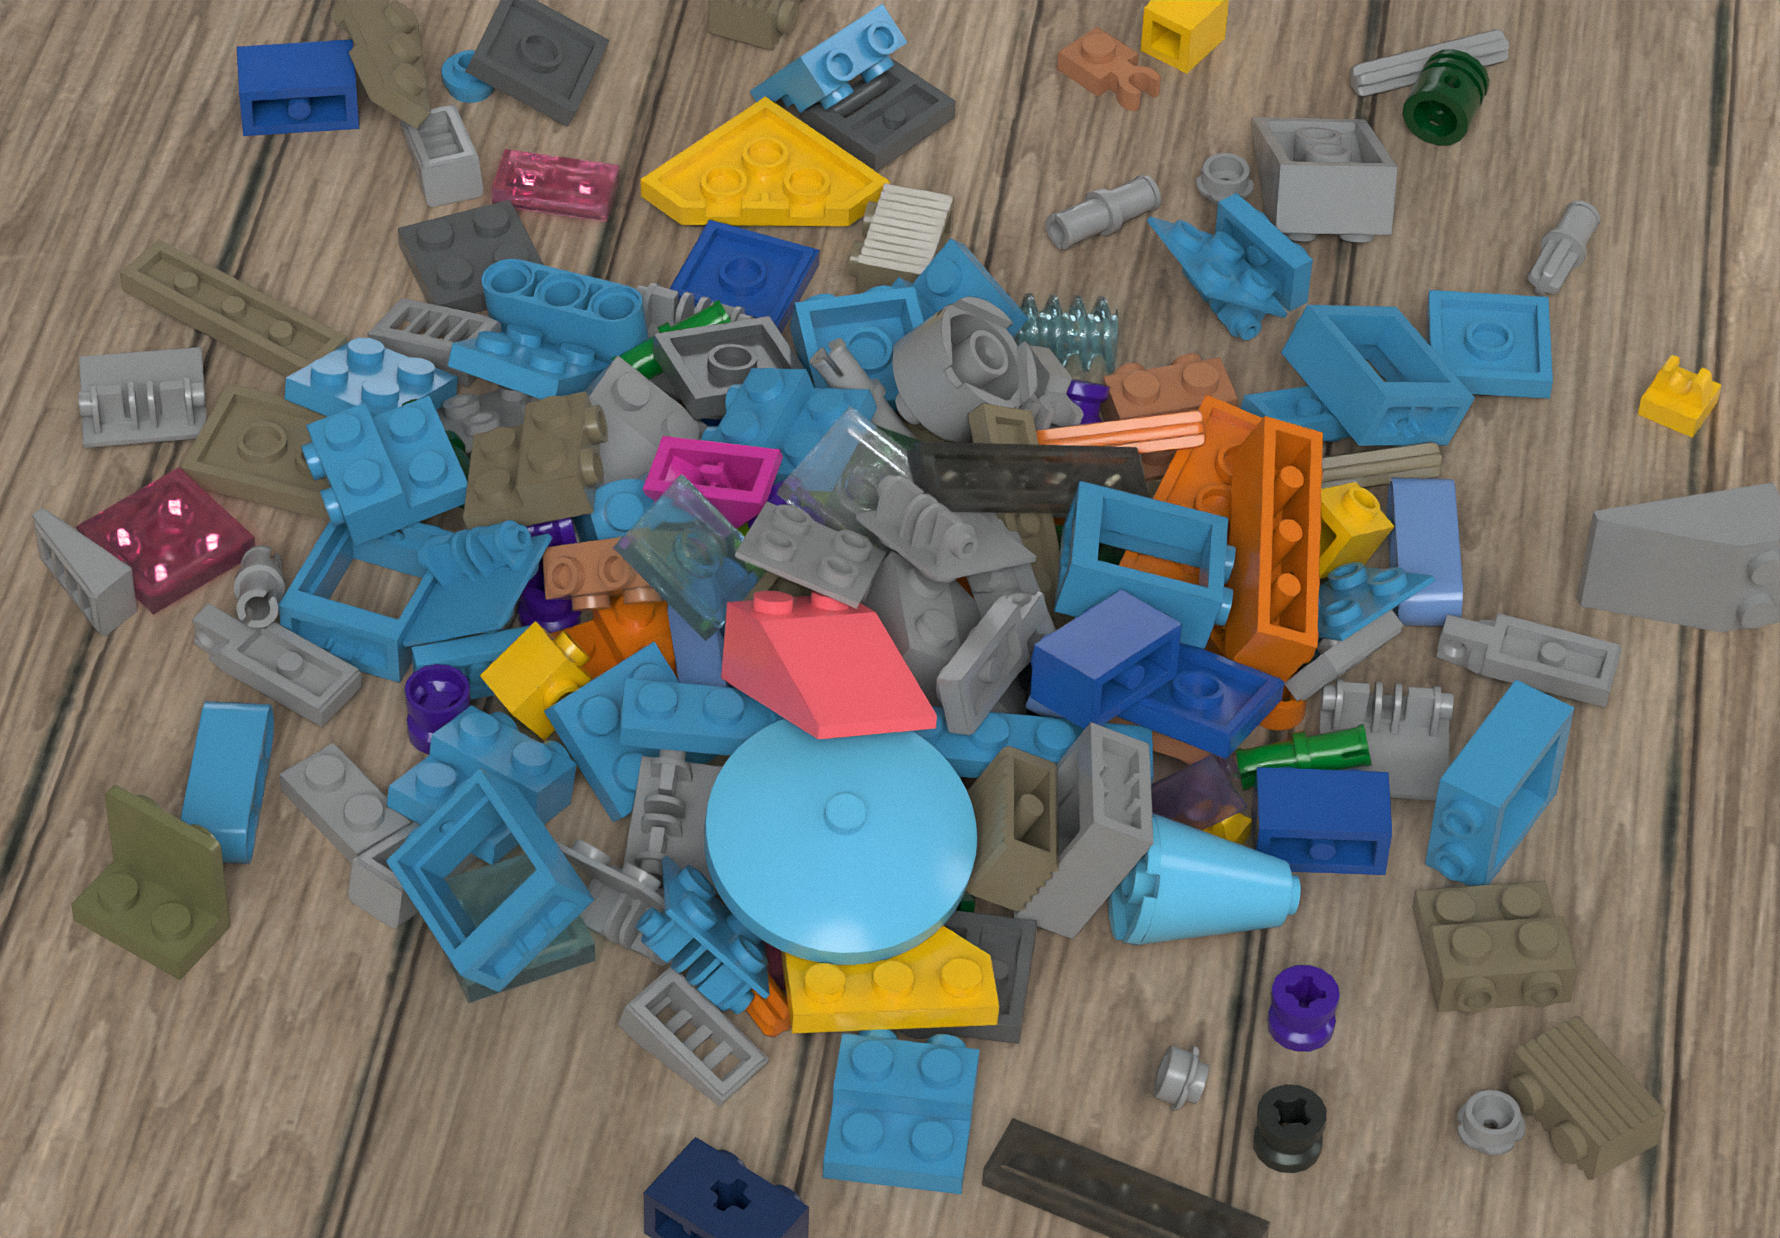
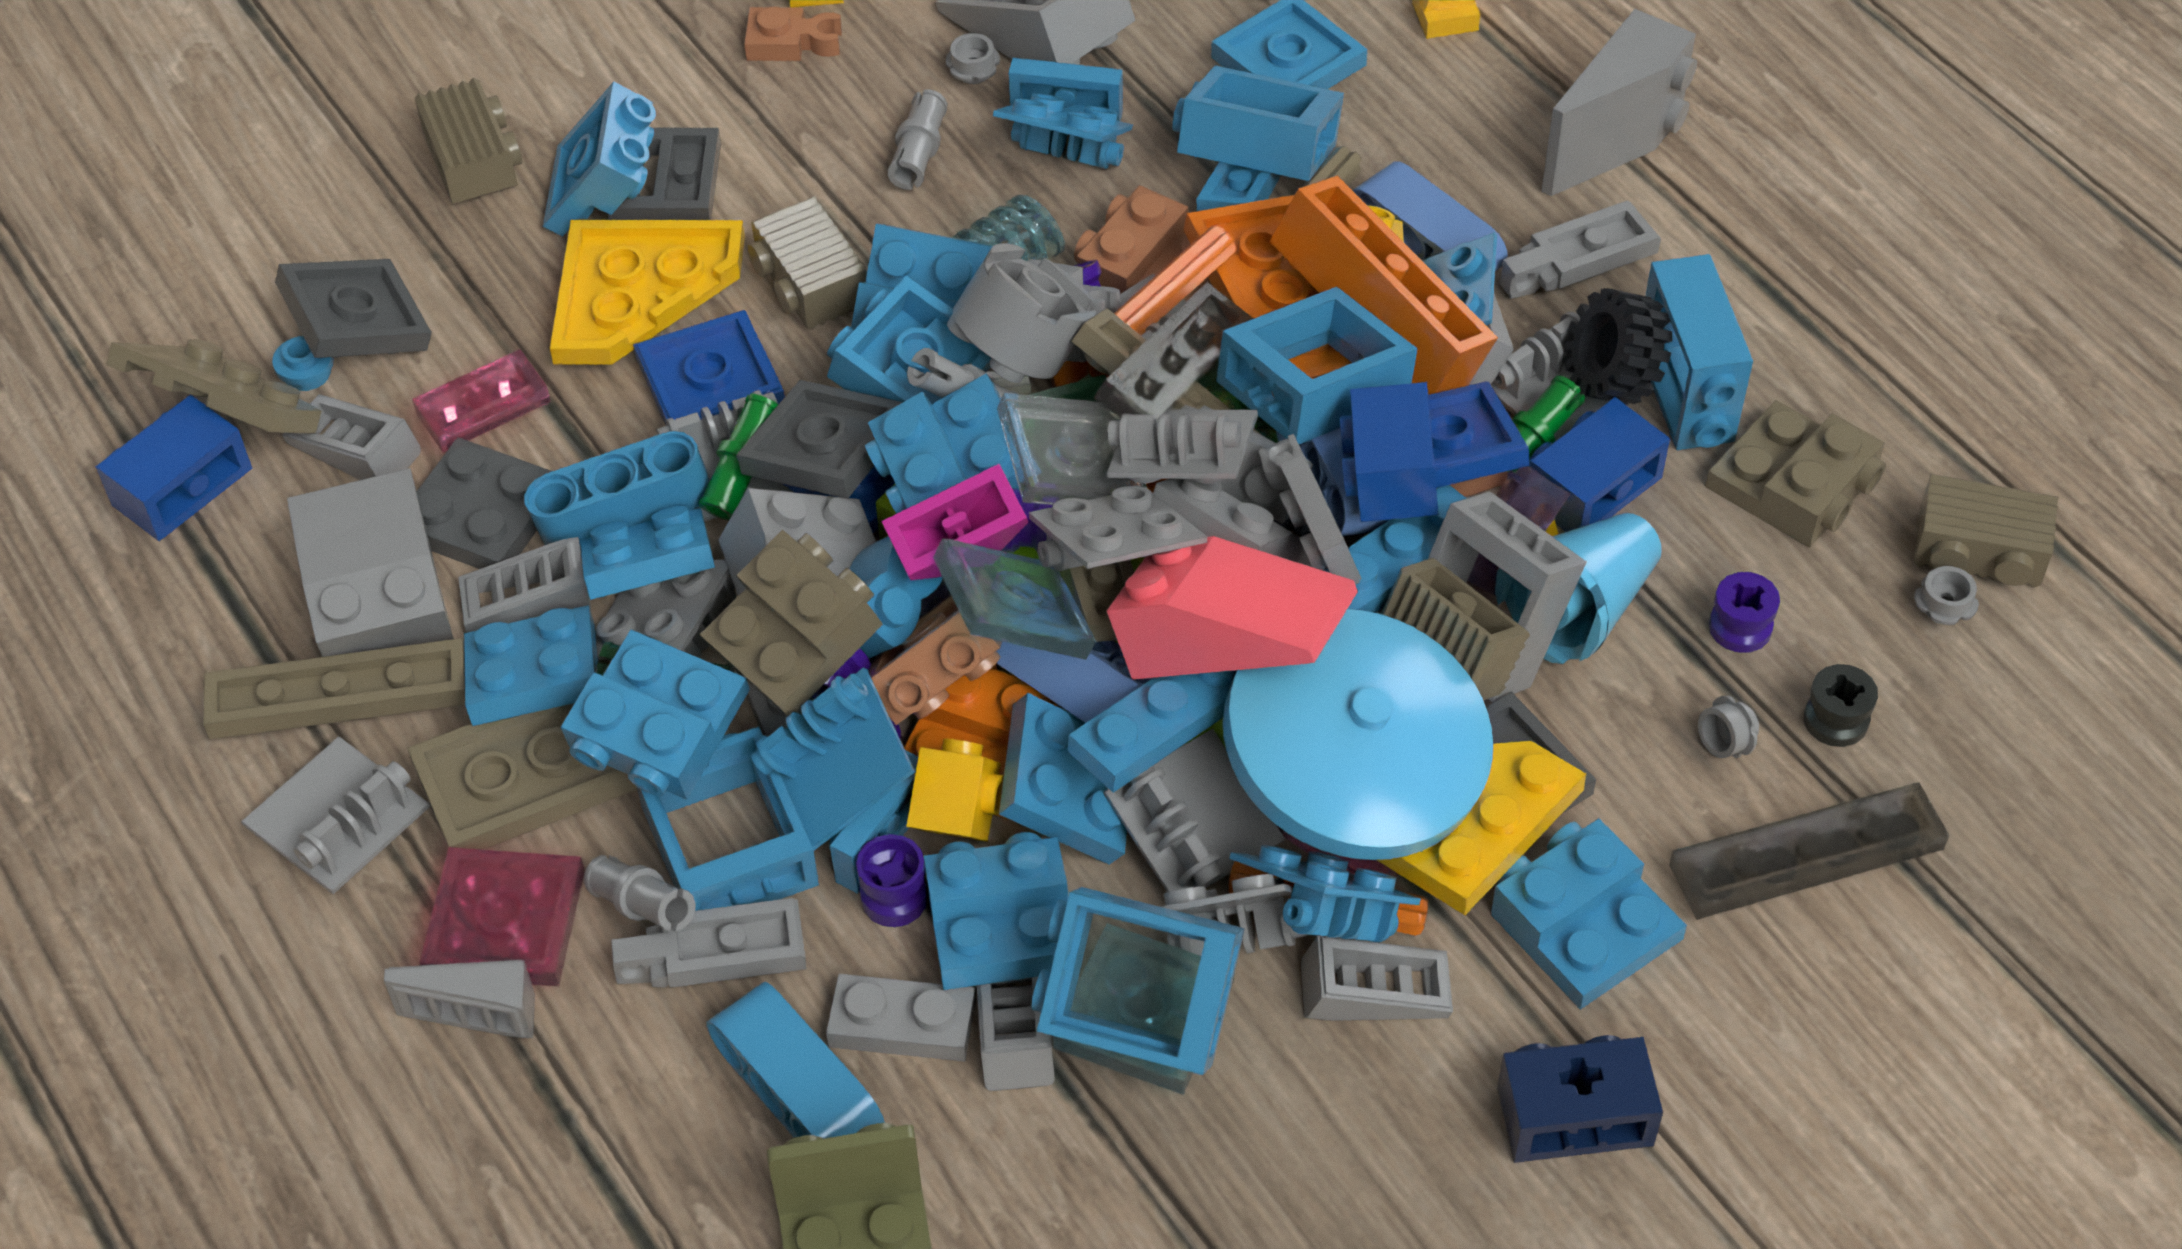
camera: 40 degrees left, 5 degrees up
(337, 243) = (368, 566): none -> light grey slope
(1430, 733) = (1618, 346): none -> black tyre

